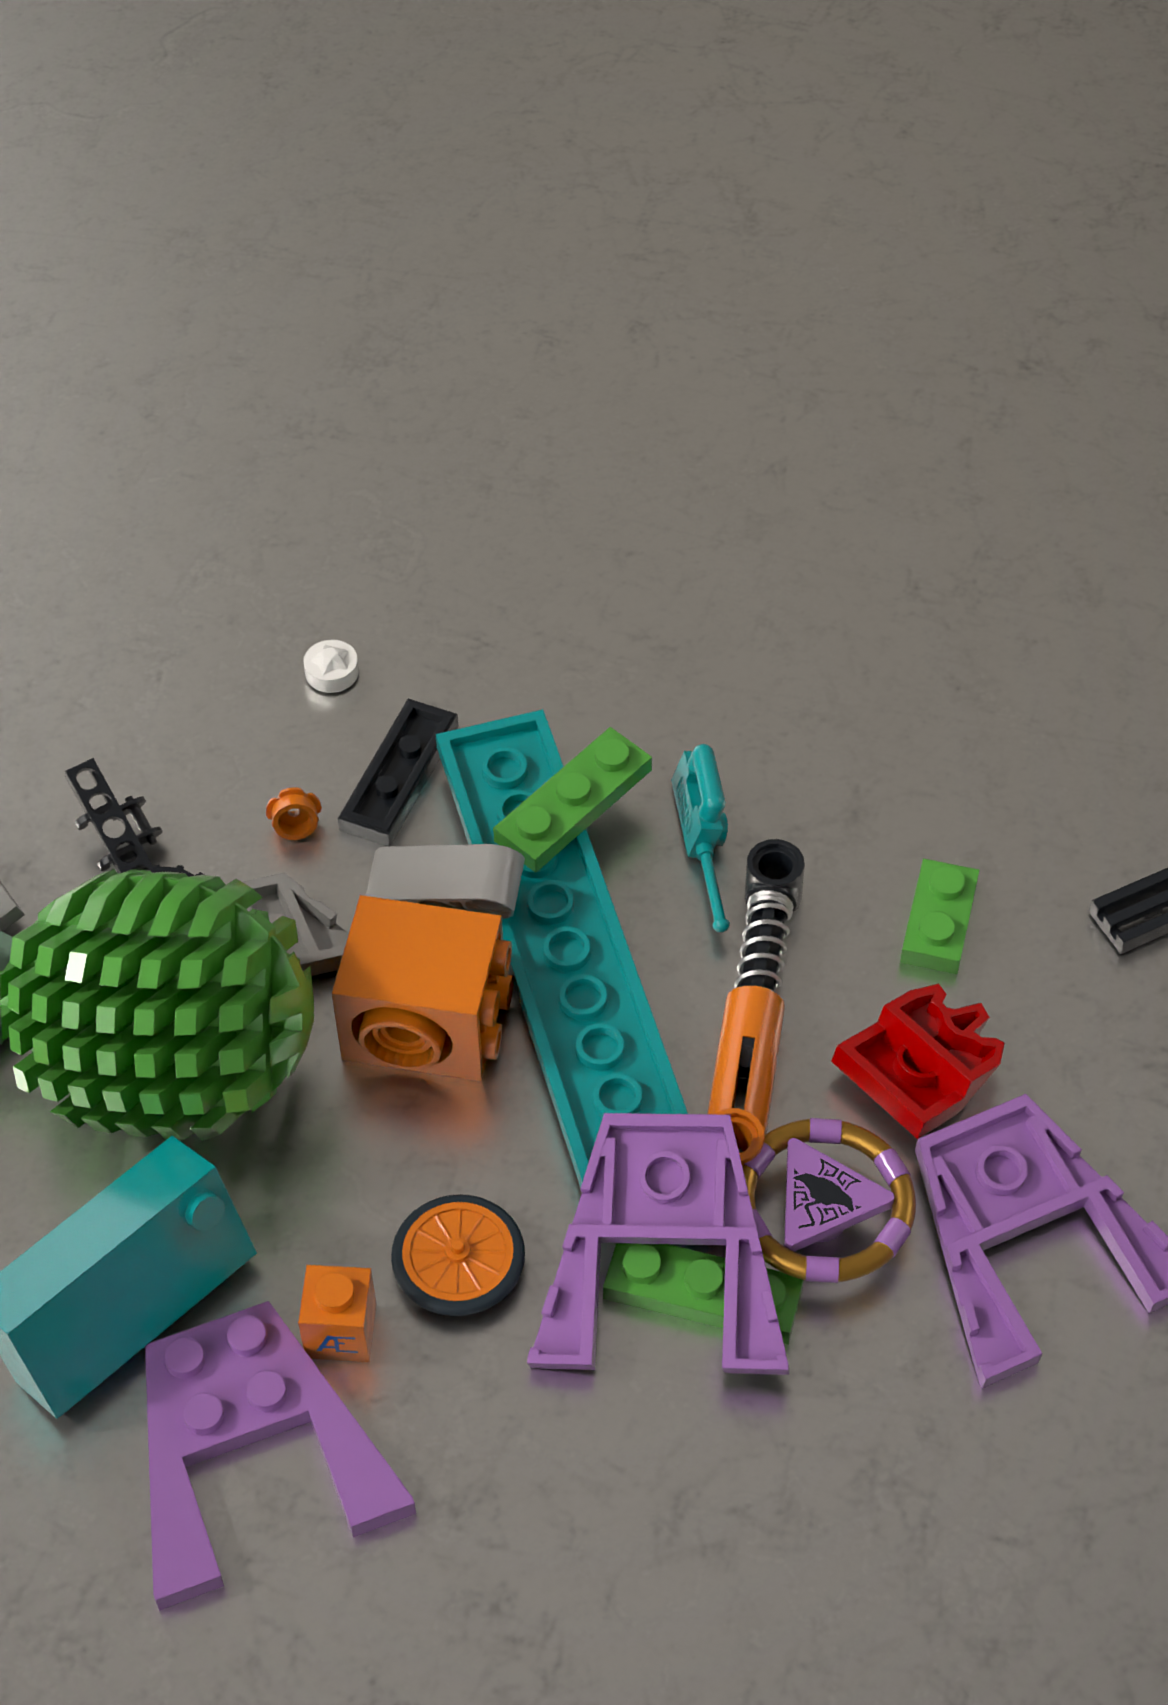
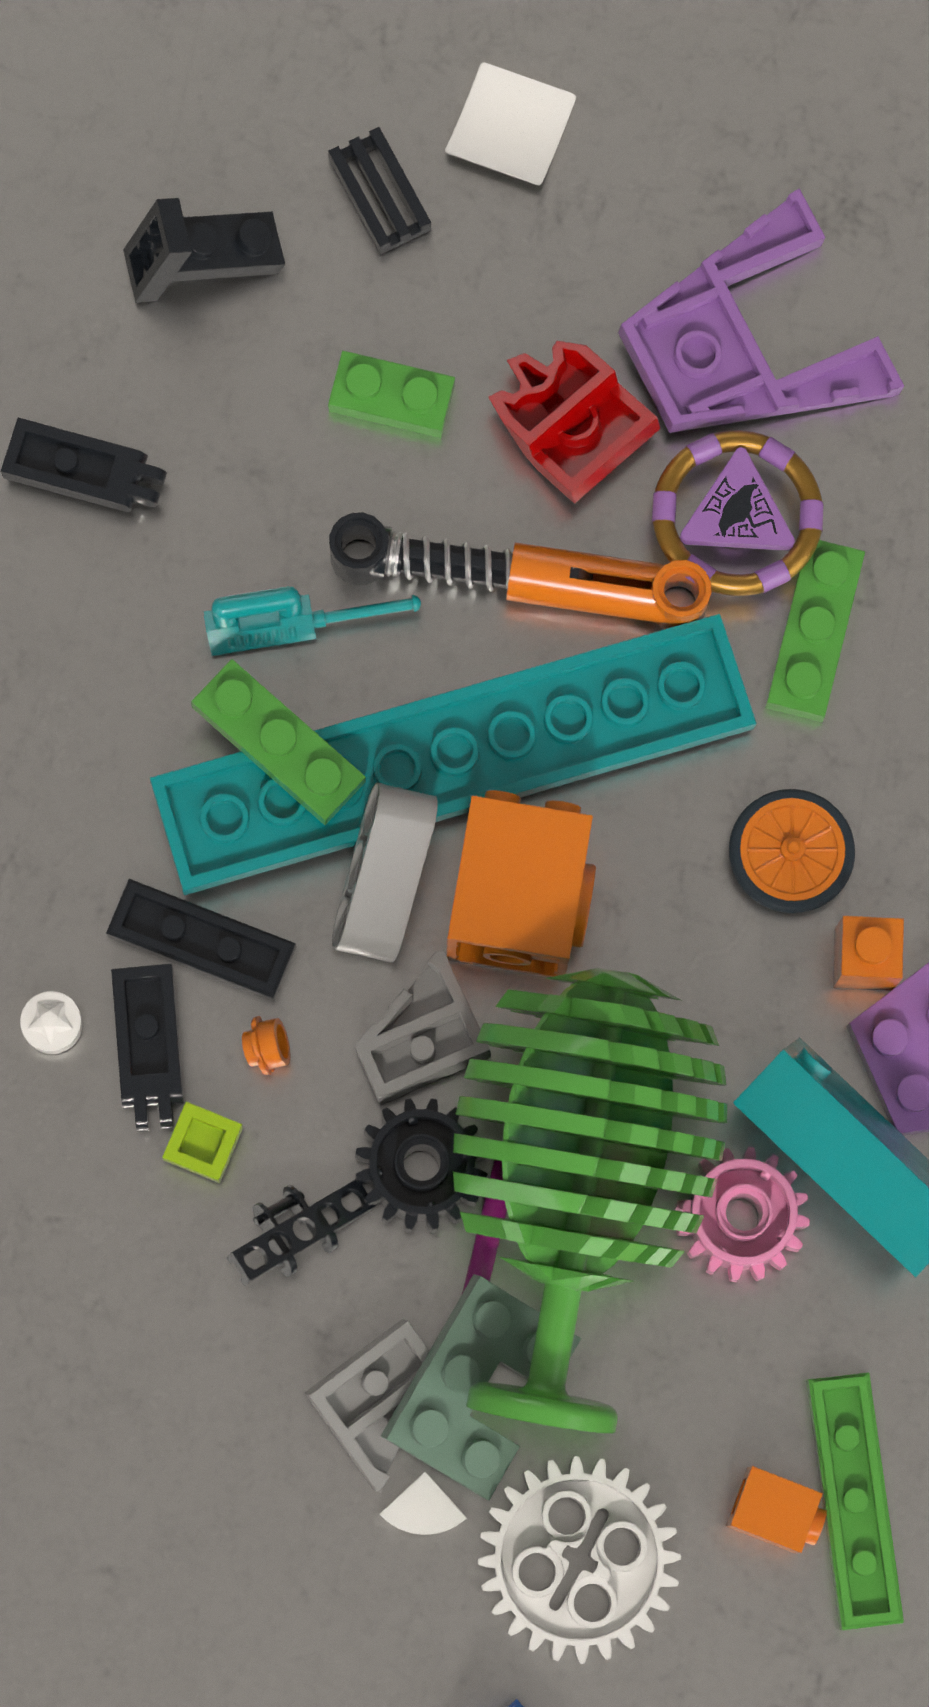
camera: 95 degrees left, 25 degrees up
(59, 1168) = (776, 1210): none -> bright pink gear
(208, 766) = (202, 1142): none -> lime plate
(302, 727) = (148, 1041): none -> black hinge
(663, 1185) = (744, 655): medium lavender wing -> none
(847, 673) = (80, 466): none -> black hinge
(1070, 752) = (199, 248): none -> black bracket

